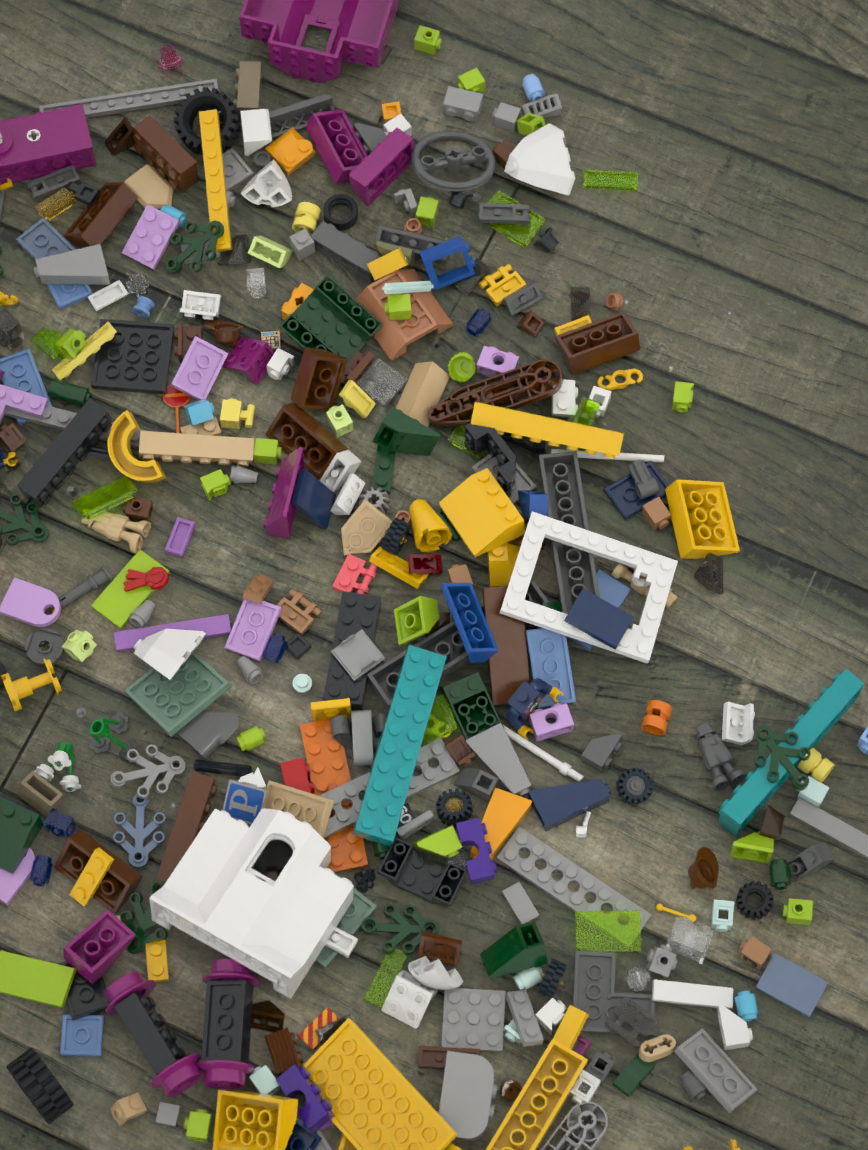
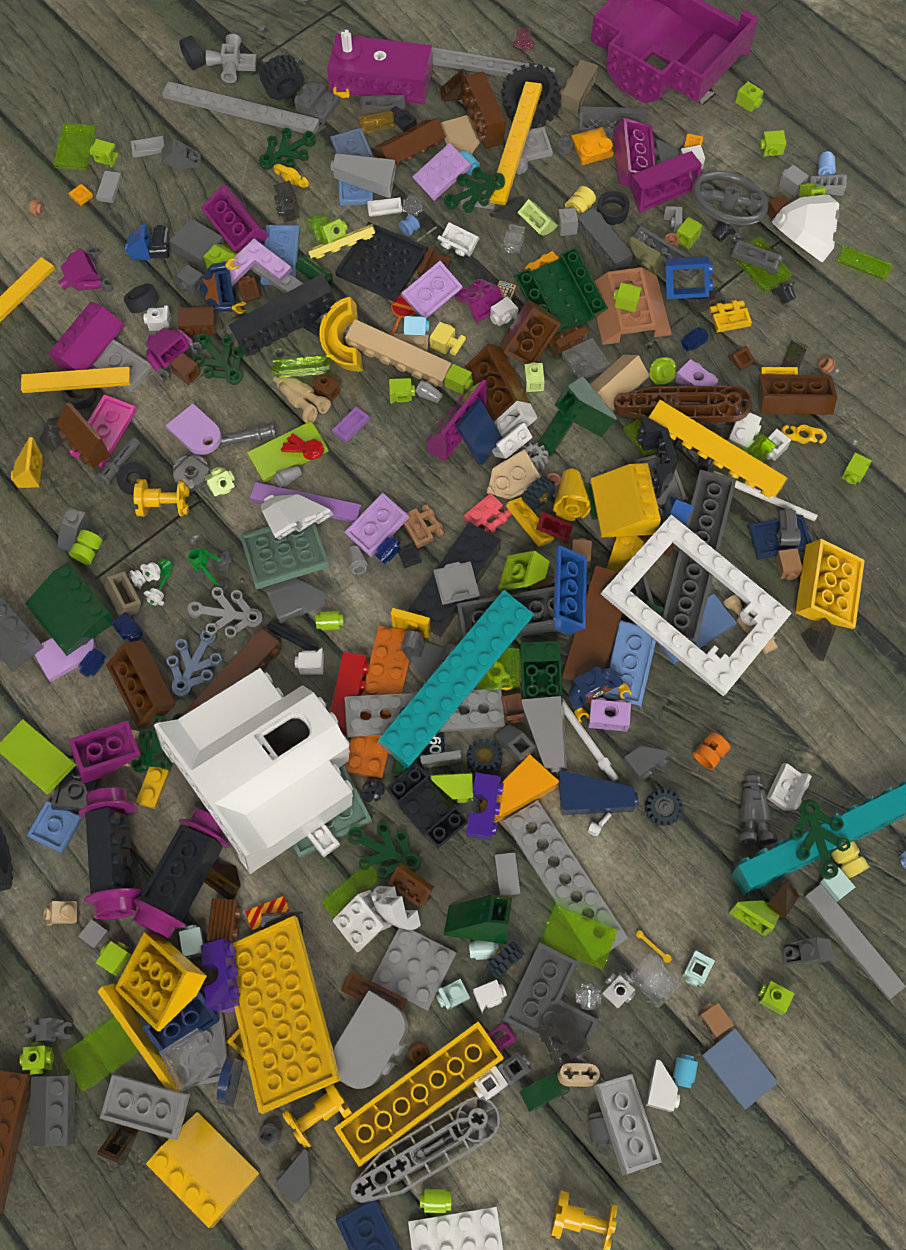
camera: 25 degrees right, 0 degrees up
(91, 877) = (129, 685): yellow plate -> none
(224, 331) = (468, 269): reddish brown piece -> none
(244, 800) = (294, 672): piece -> none
(255, 129) = (568, 116): white slope -> none
(258, 589) = (395, 492): medium nougat plate -> none
(268, 187) = (560, 167): white brick -> none
(300, 804) = (339, 698): tan tile -> none
(302, 683) = (398, 590): light aqua plate -> none
(357, 399) = (557, 363): light yellow tile -> none
(362, 737) = (427, 658): light grey beam -> none
(387, 264) = (633, 259): yellow tile -> none
(407, 287) = (642, 282): light aqua axle -> none
(462, 103) = (758, 156): light grey brick -> none
(522, 298) = (743, 333): dark grey plate -> none
(524, 1018) = (461, 988): light grey plate -> none
(570, 1026) = (501, 1017): yellow tile -> none
(599, 619) = (693, 635): dark blue tile -> none
(692, 994) = (636, 1035): white tile -> none
(704, 870) = (698, 917): reddish brown piece -> none
(754, 912) = (727, 976): black tyre -> none
(779, 874) = (771, 952): dark green brick -> none

